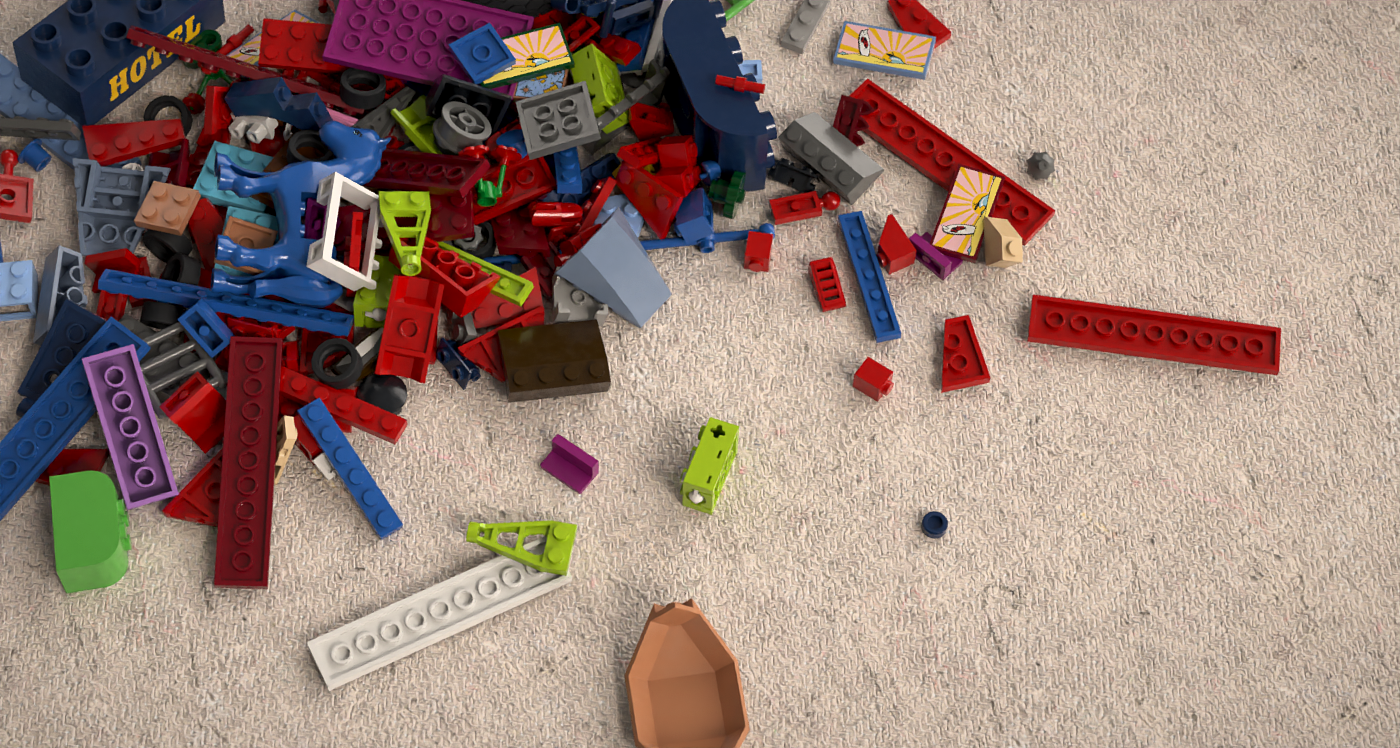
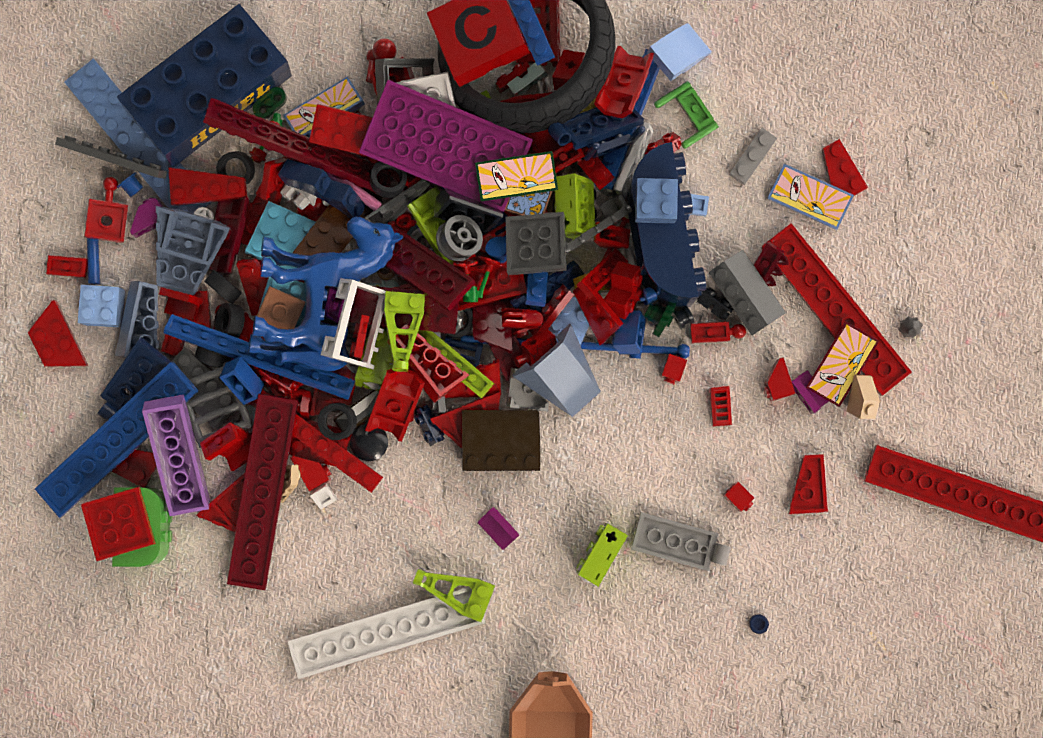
camera: 15 degrees right, 25 degrees up
(59, 188) = (145, 217): none -> magenta slope
(60, 513) = (118, 524): none -> red plate
(167, 208) = (224, 266): nougat plate -> none
(236, 40) = (296, 99): red bar -> none
(306, 138) = (340, 215): black tyre -> none
(350, 469) = (335, 507): blue plate -> none
(482, 54) = (484, 175): blue plate -> none
(695, 37) = (656, 200): none -> medium blue brick
(740, 84) = (684, 249): red bar -> none
(758, 195) = (683, 317): none -> black wheel
(809, 444) = (678, 542): none -> light grey hinge
(869, 277) = (754, 404): blue plate -> none

